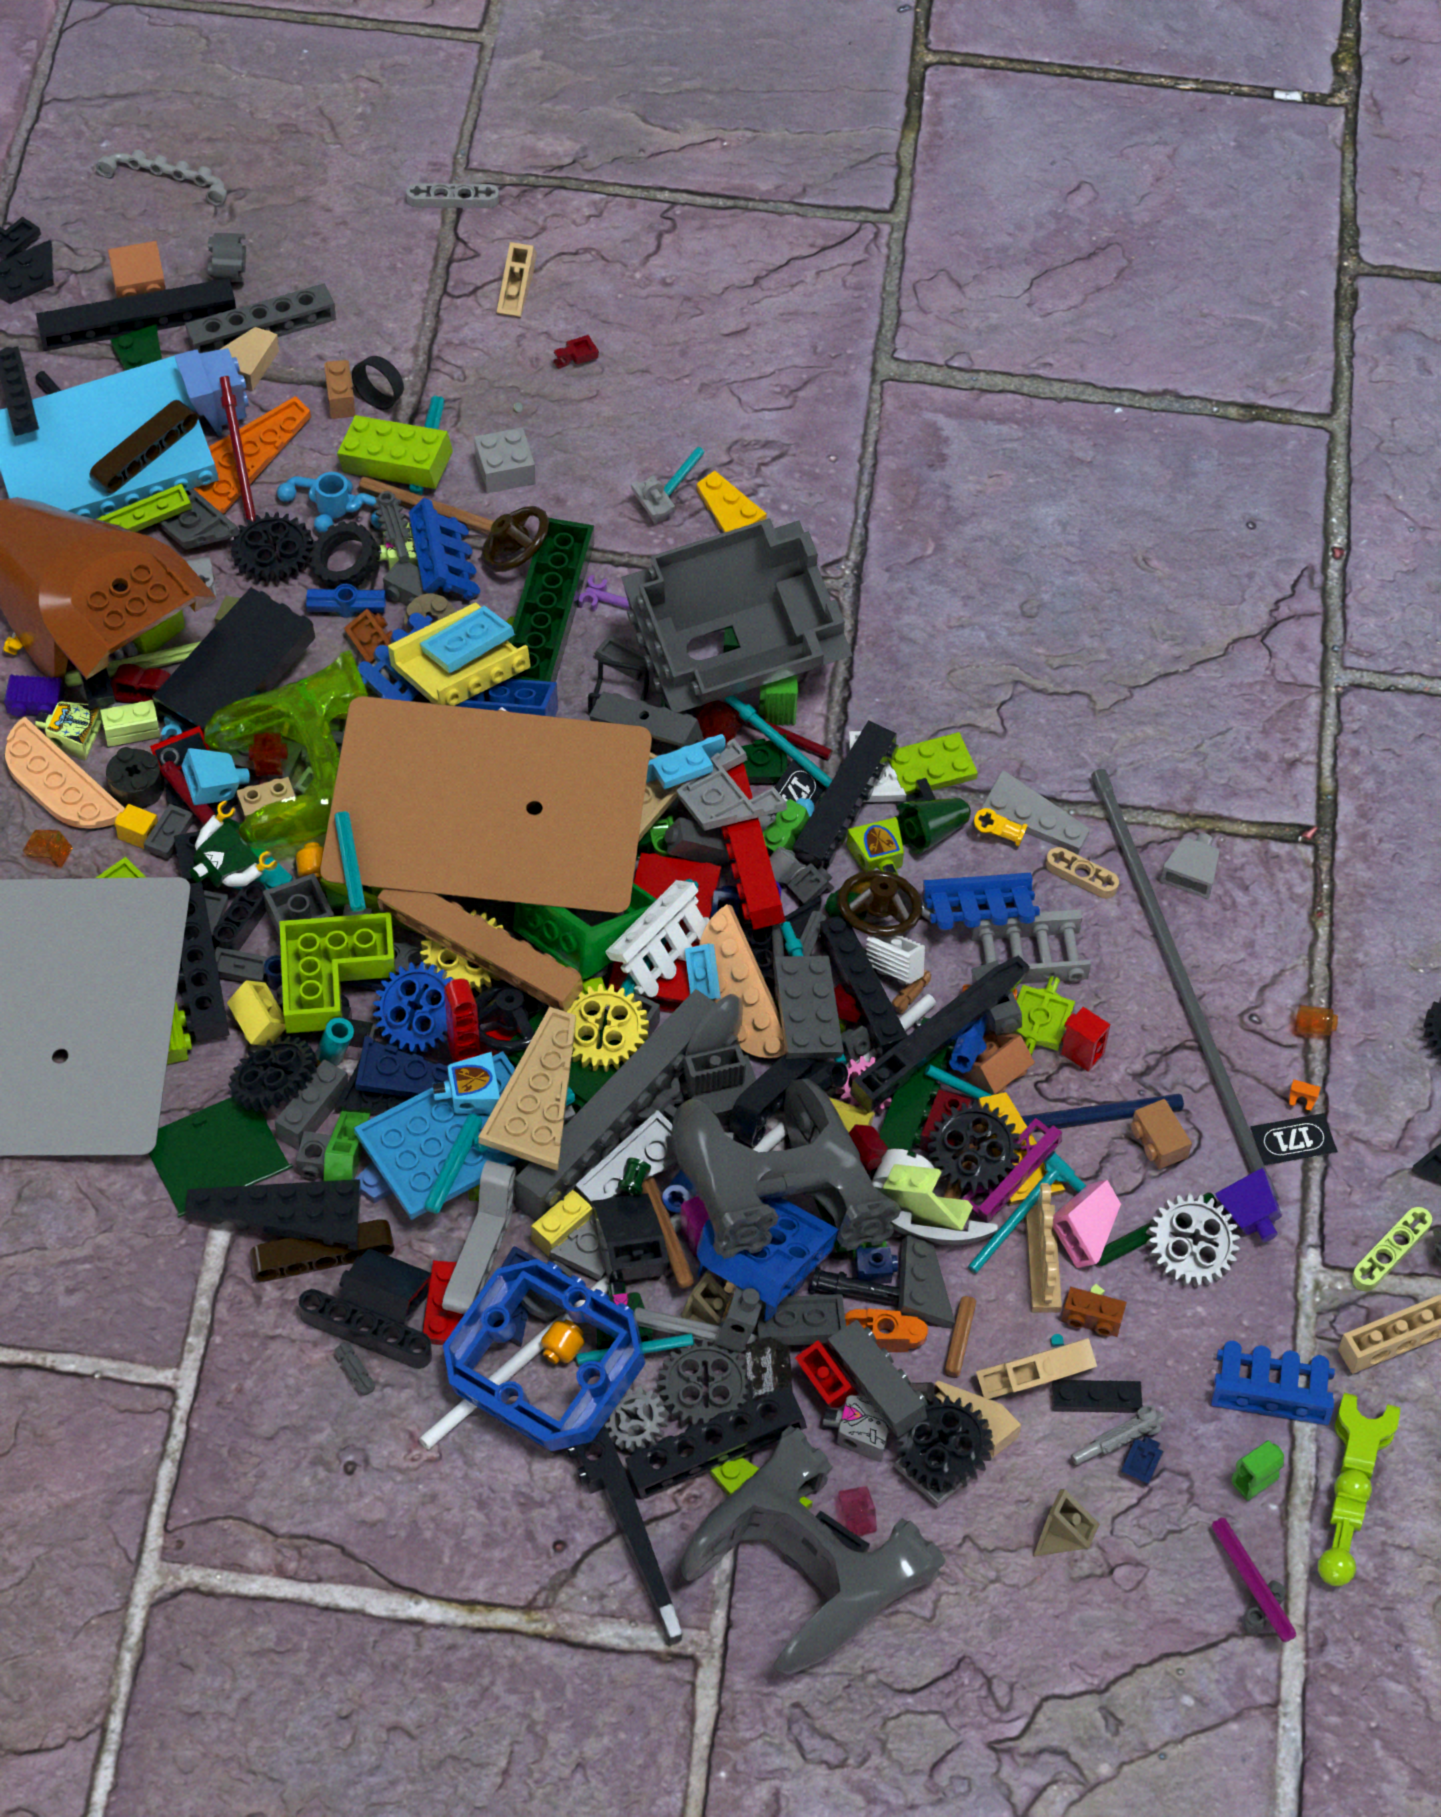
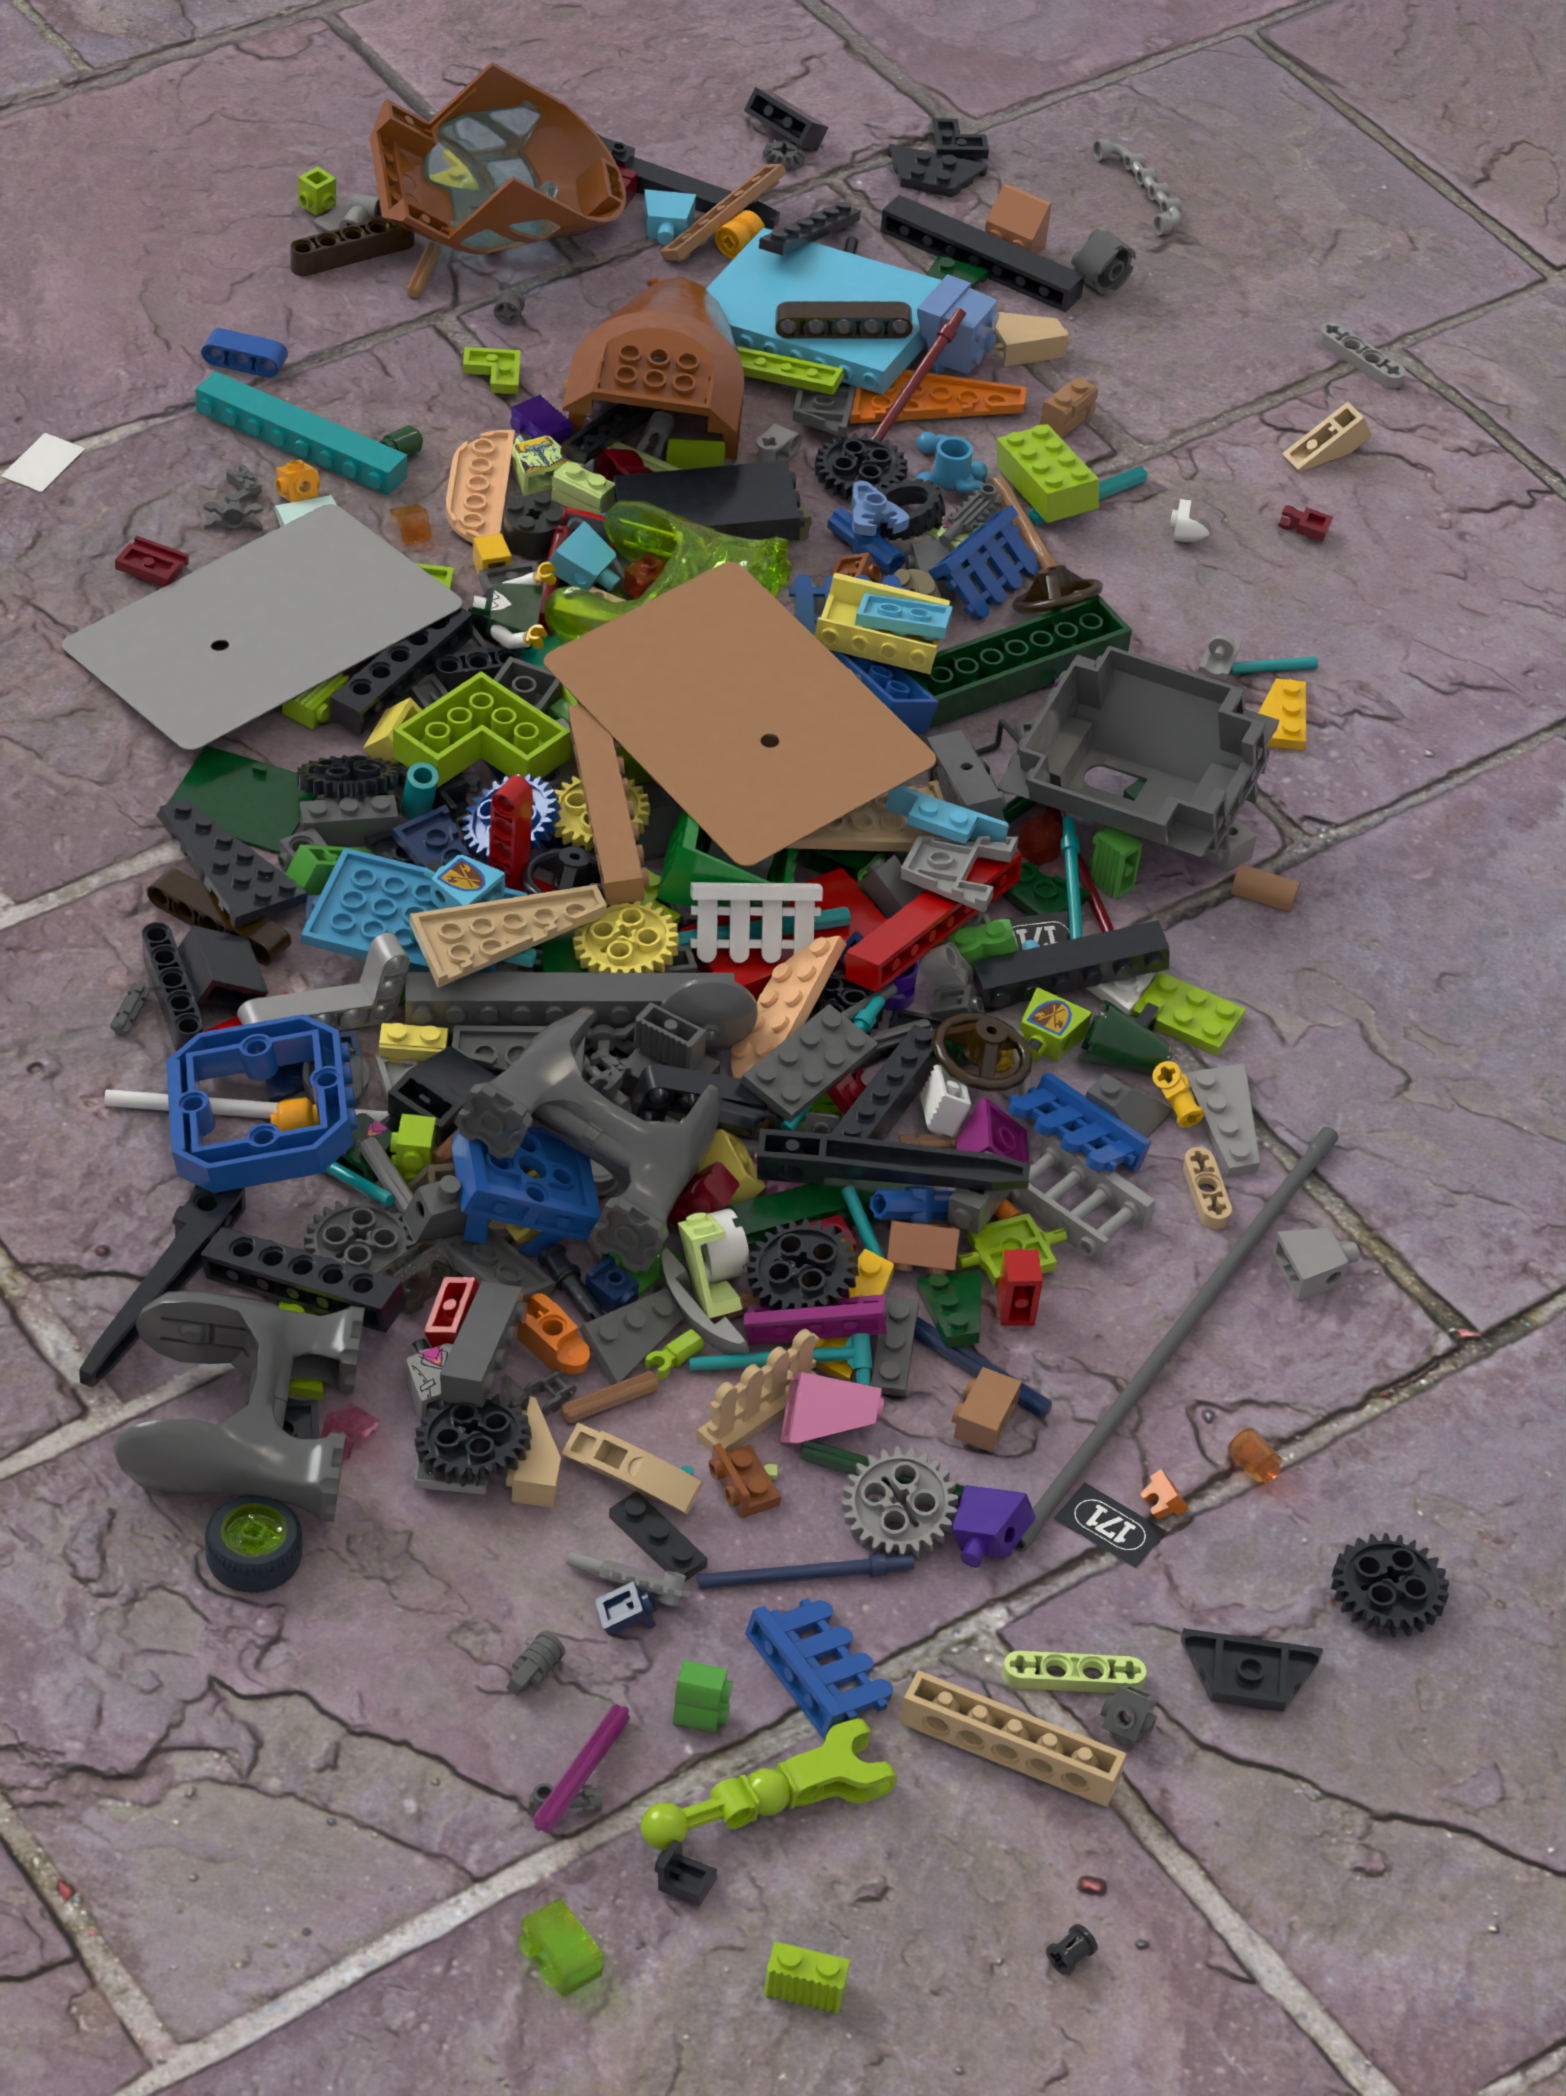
camera: 45 degrees right, 10 degrees down
(279, 315) = (1087, 327): dark grey brick -> none
(337, 575) = (872, 508): none -> medium blue animal
(349, 861) = (574, 661): teal axle -> none
(368, 391) = (1102, 419): black tyre -> none
(453, 1163) = (367, 928): teal axle -> none
(504, 460) = (1133, 545): light grey brick -> none
(509, 417) = (1186, 529): none -> white plate
(630, 1185) = (501, 1053): dark green bush -> none
(638, 1408) = (273, 1215): light grey gear -> none
(664, 1290) = (413, 1145): none -> lime brick
(703, 970) = (765, 971): medium azure plate -> none
(871, 637) = (1265, 887): none -> medium nougat brick
(911, 1638) = (253, 1543): none -> black wheel
(936, 1367) = (541, 1385): none -> dark grey piece
(949, 960) = (993, 1132): none -> magenta slope
(958, 1269) = (675, 1353): none -> lime bar
(979, 858) = (1129, 1104): none -> dark grey slope
(1061, 1085) = (954, 1305): none -> dark green wing
(1067, 1527) = (489, 1590): dark tan slope -> none
(1071, 1148) = (896, 1347): none -> dark grey plate
(1143, 1544) = (536, 1662): none -> dark grey hinge
(1221, 1293) = (875, 1565): none -> dark blue bar
(1375, 1695) = (561, 1948): none -> clear neon green brick
(1377, 1584) = (683, 1876): none -> black bracket

